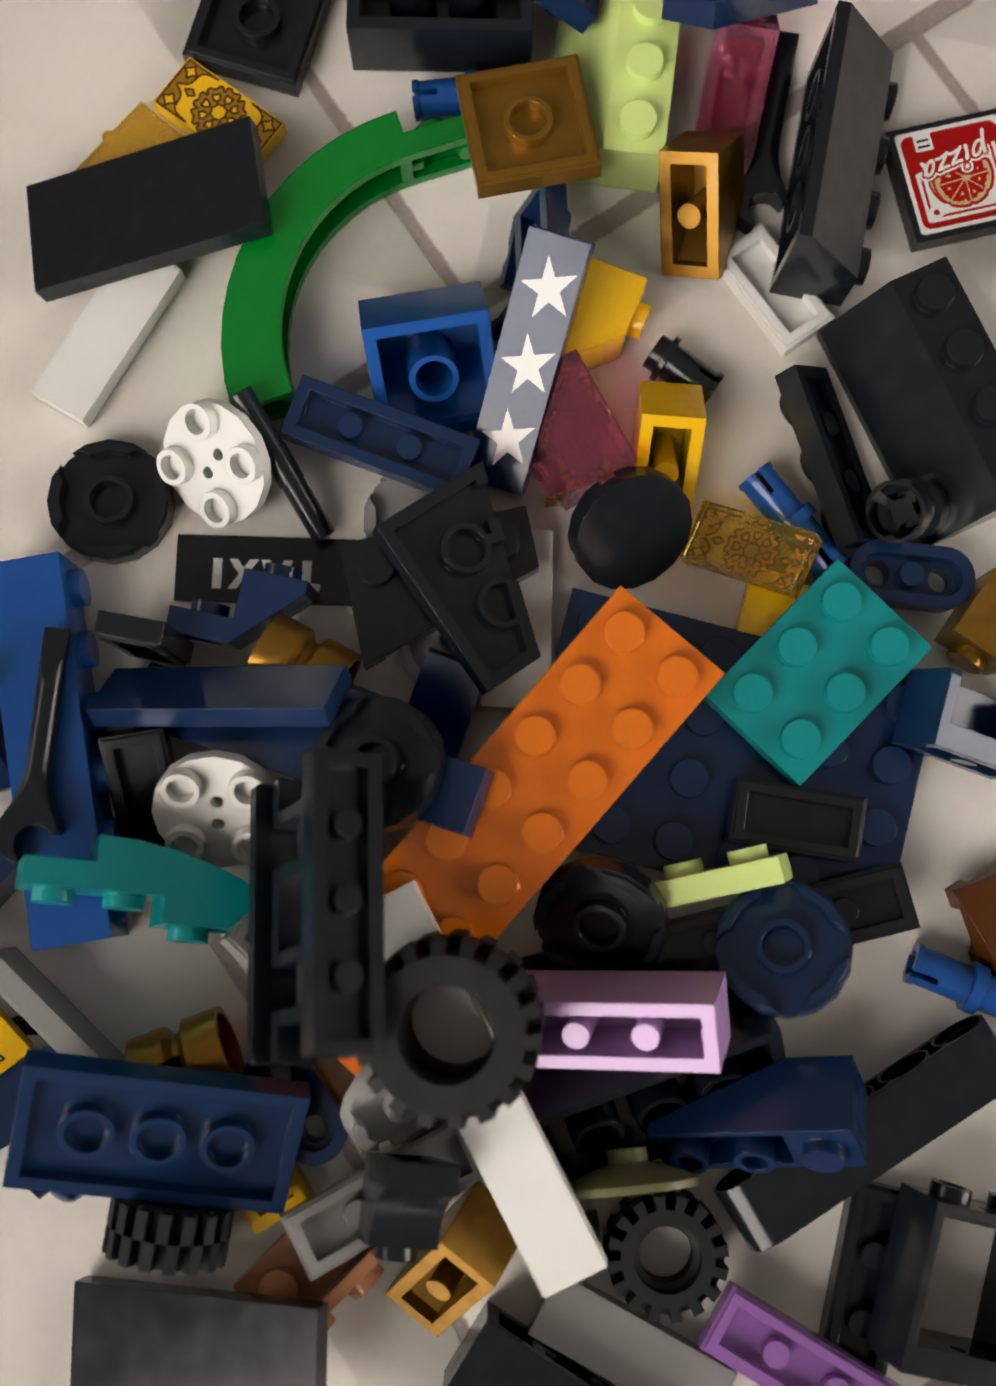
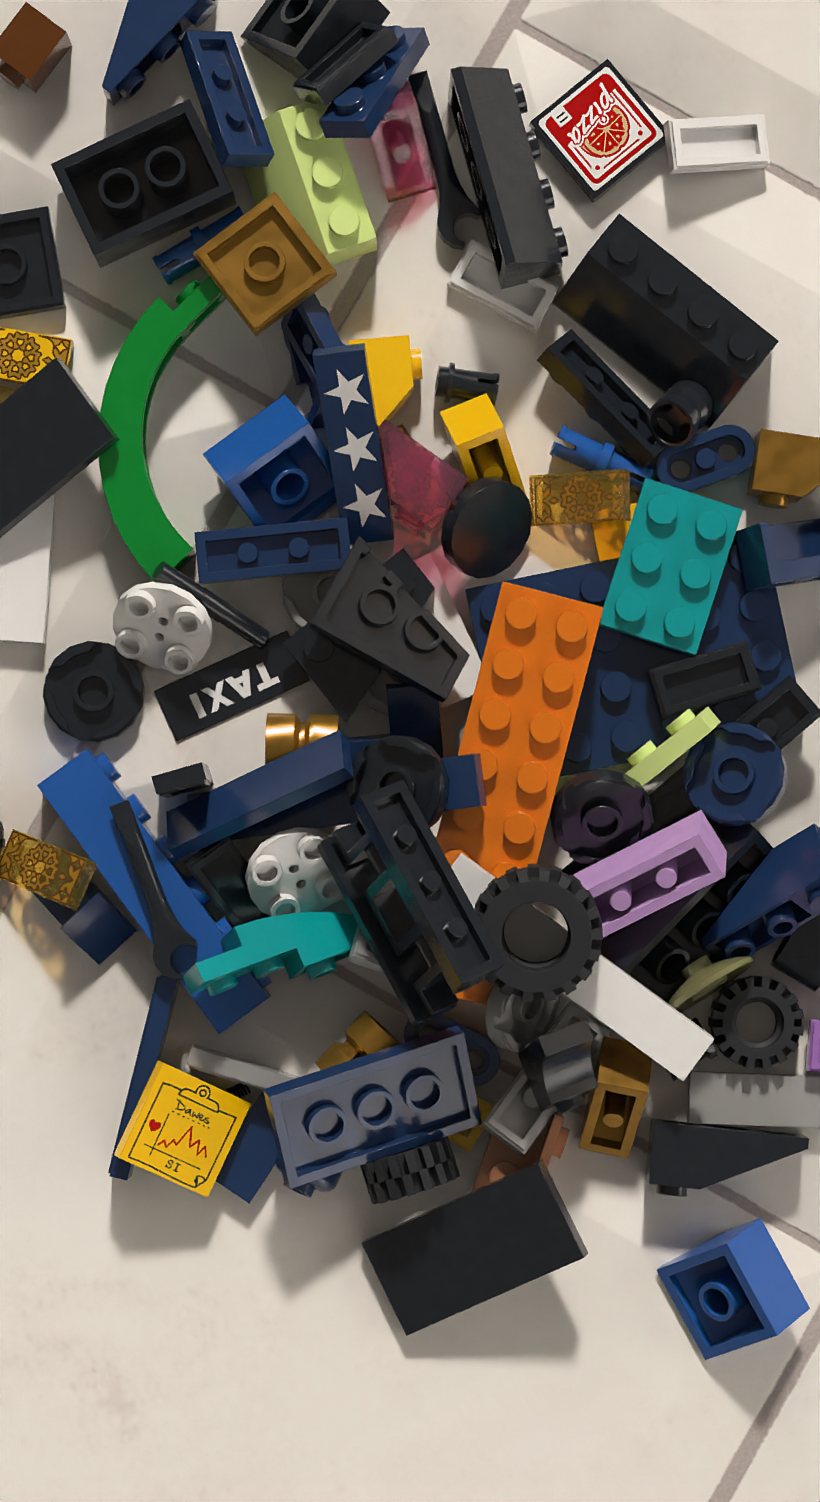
camera: 25 degrees left, 5 degrees up
(258, 603) = (248, 710): dark blue slope -> none
(699, 201) = (417, 251): pearl gold slope -> none

